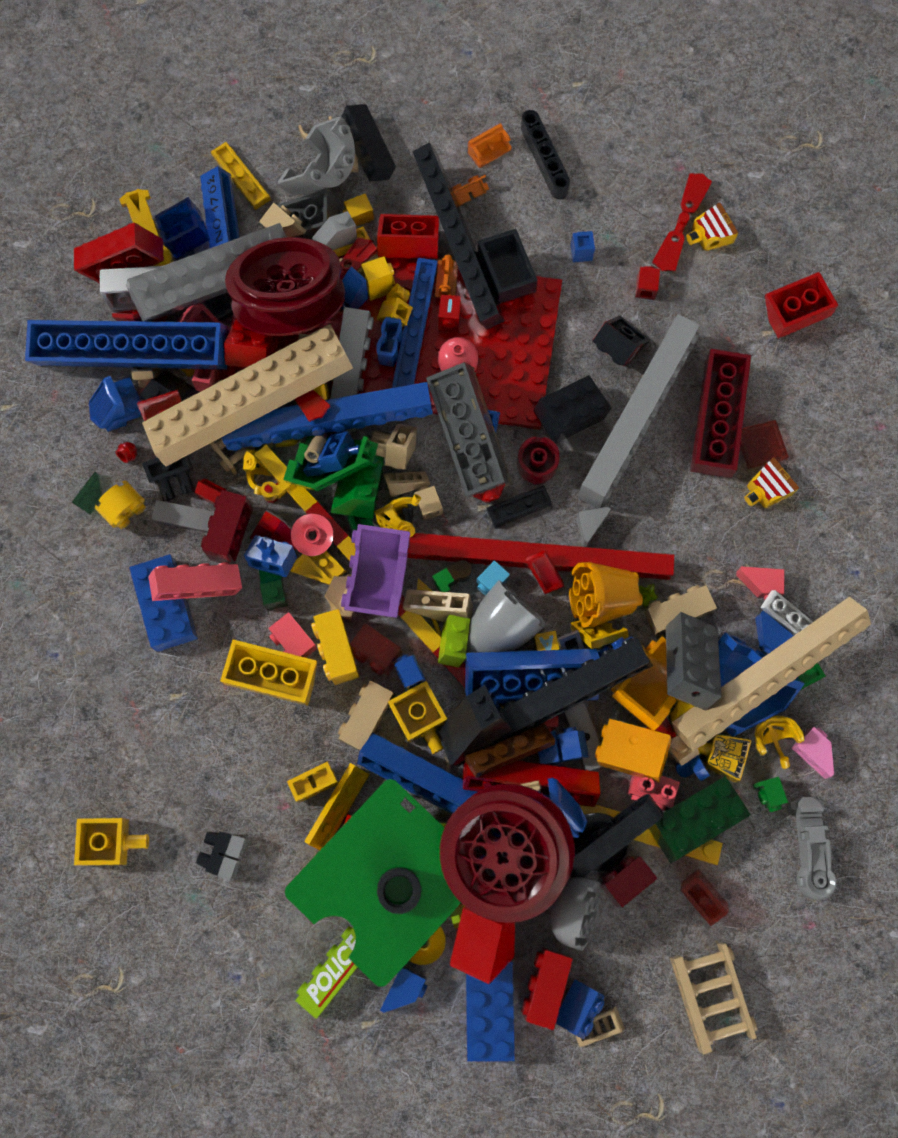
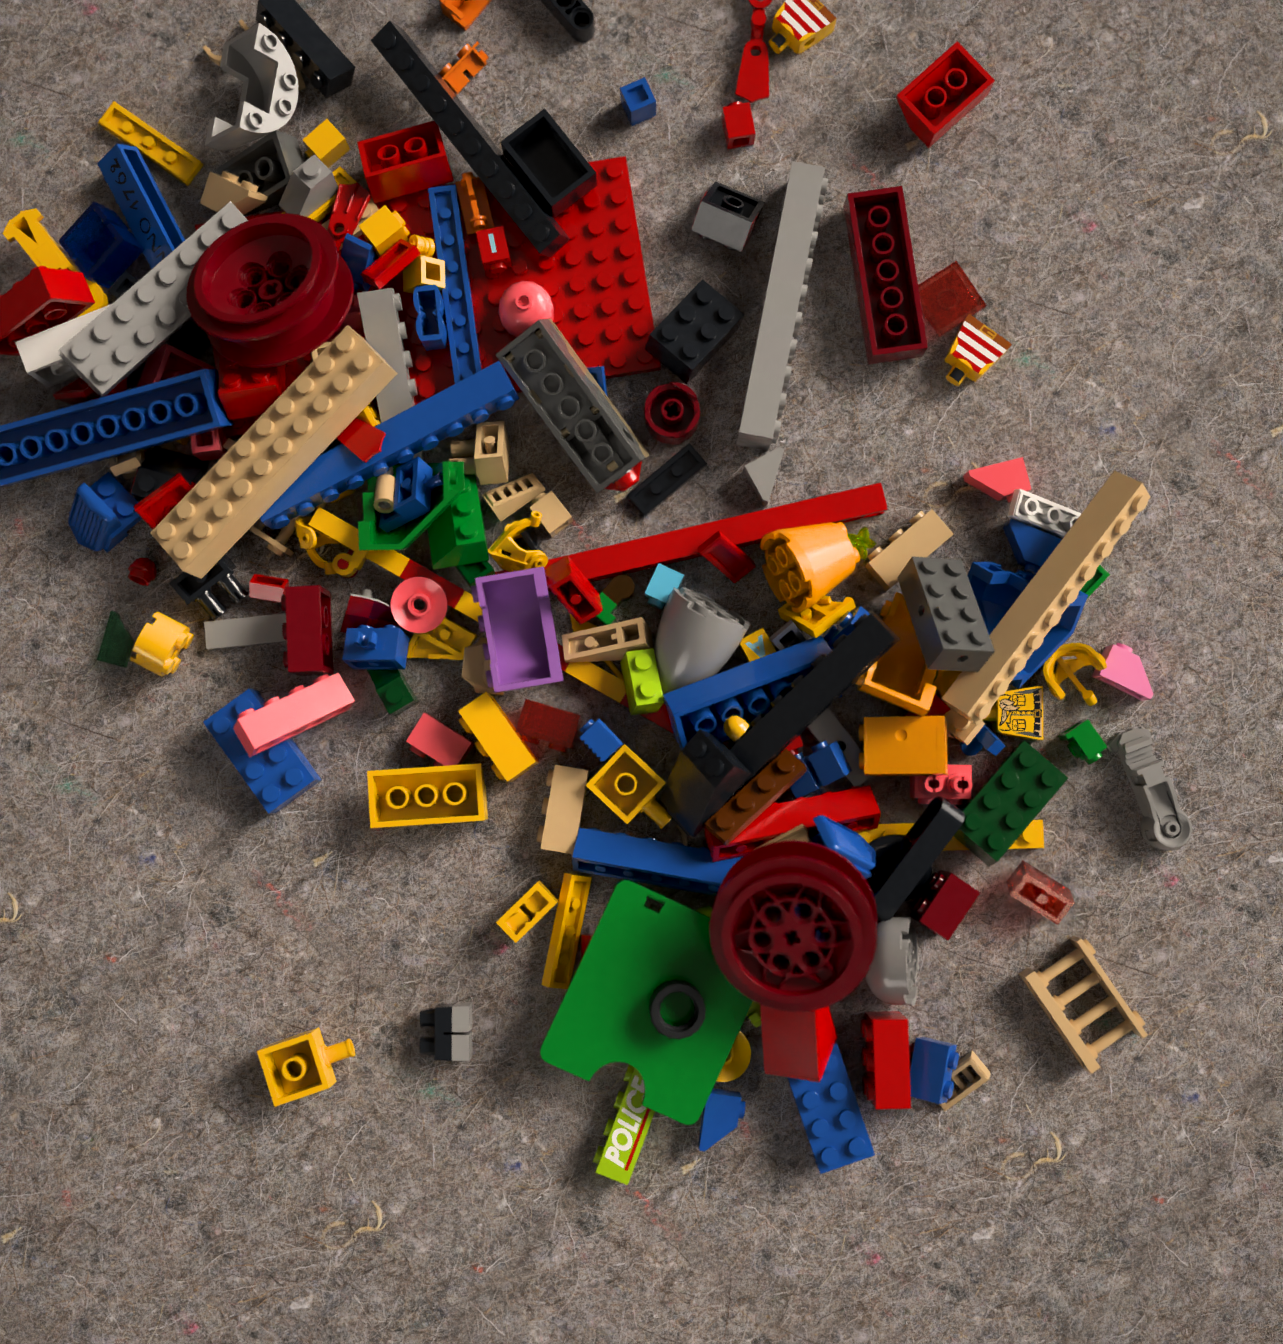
camera: 15 degrees left, 10 degrees up
(374, 296) = (390, 264): none -> red tile
(426, 558) = (573, 590): none -> red brick
(511, 693) = (735, 727): none -> yellow hinge

